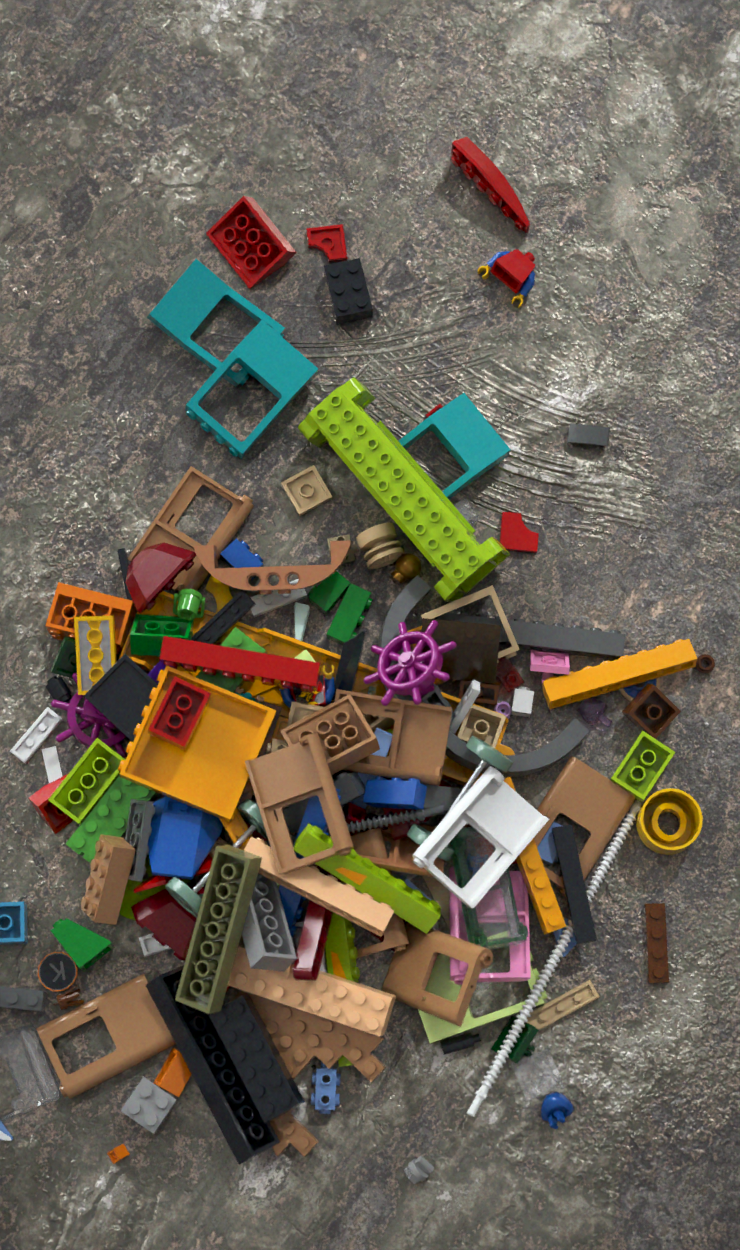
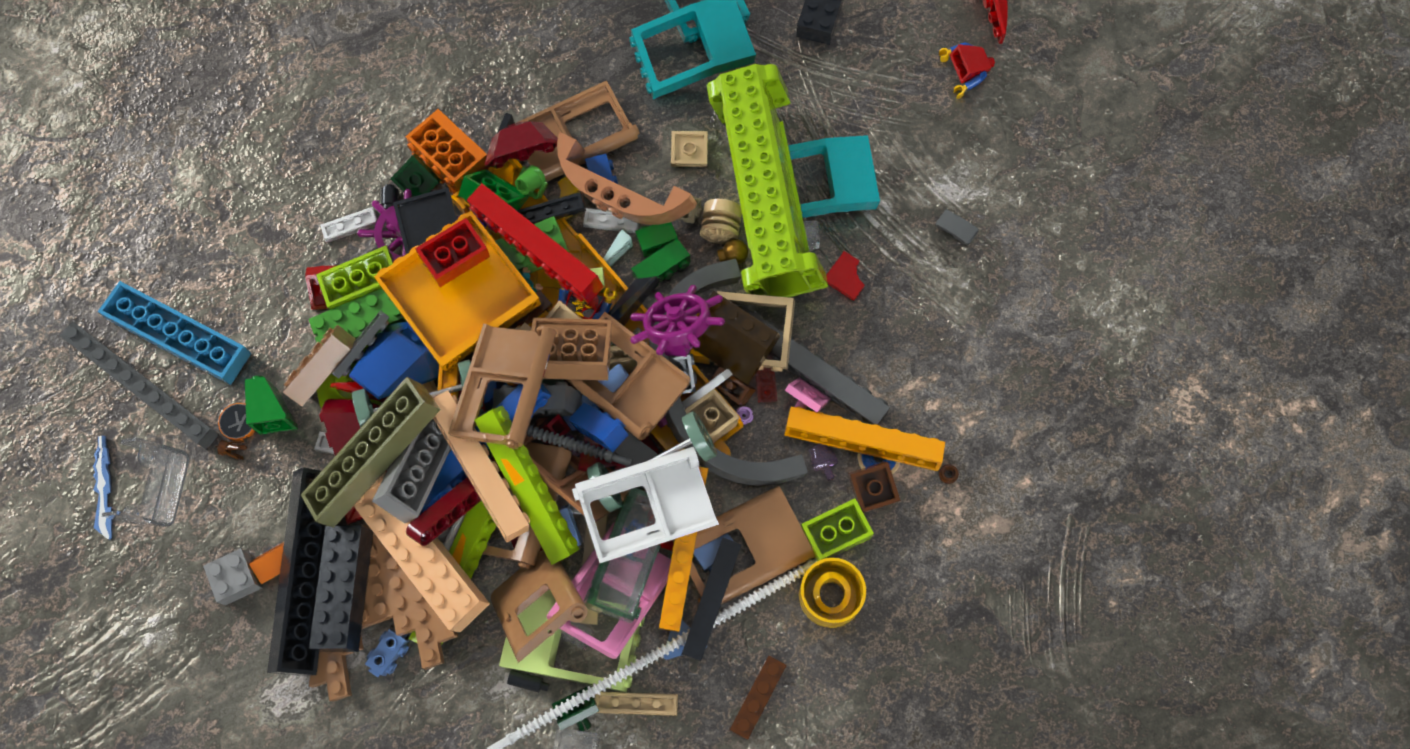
camera: 35 degrees right, 5 degrees down
(52, 763) = (348, 251): white sticker -> none
(94, 649) = (431, 170): piece -> none
(118, 1153) = (184, 603): orange piece -> none
(132, 1023) = (261, 506): medium nougat piece -> none
(522, 702) = (764, 416): white brick -> none

